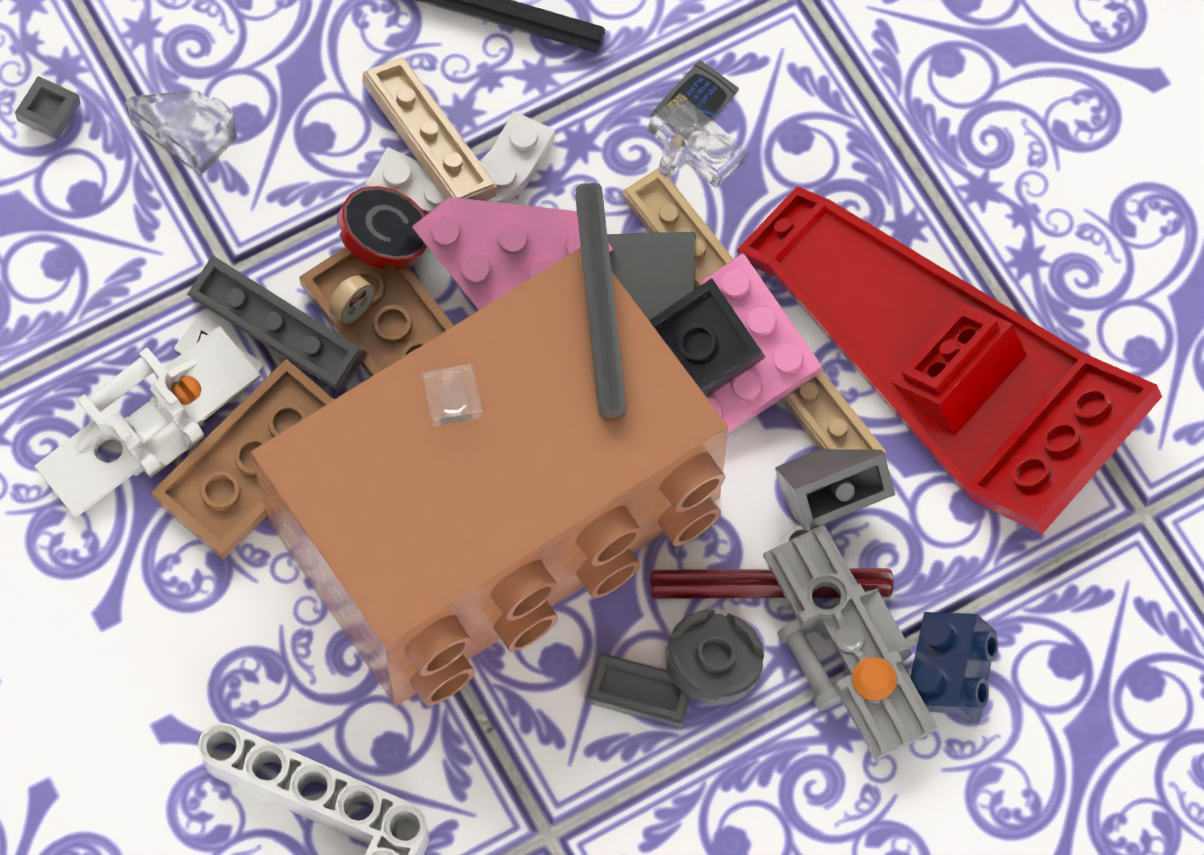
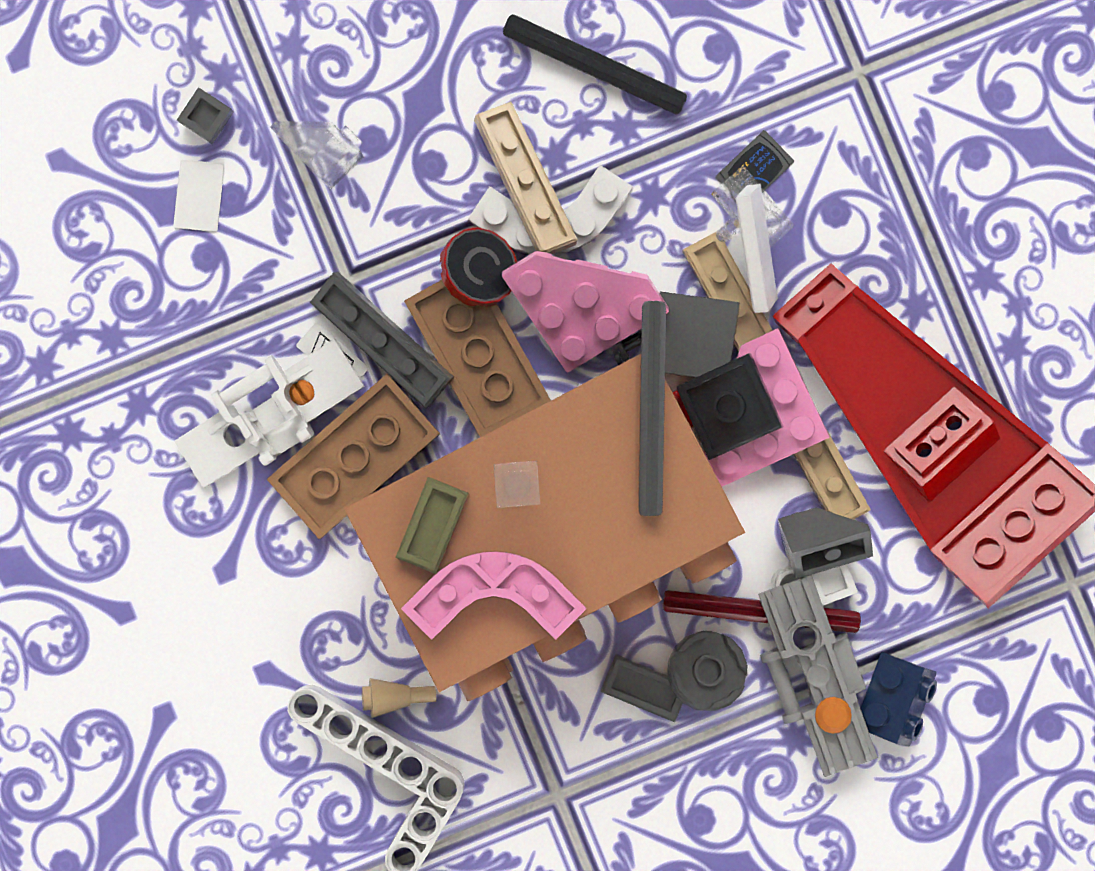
camera: 10 degrees right, 20 degrees up
(45, 198) = (198, 195): none -> white sticker
(320, 733) = (387, 696): none -> tan cone
(351, 299) = (445, 333): tan tile -> none
(357, 455) = (432, 525): none -> olive tile
(435, 499) = (493, 575): none -> bright pink plate
(706, 170) = (756, 248): none -> white tile
(855, 536) = (834, 584): none -> white plate

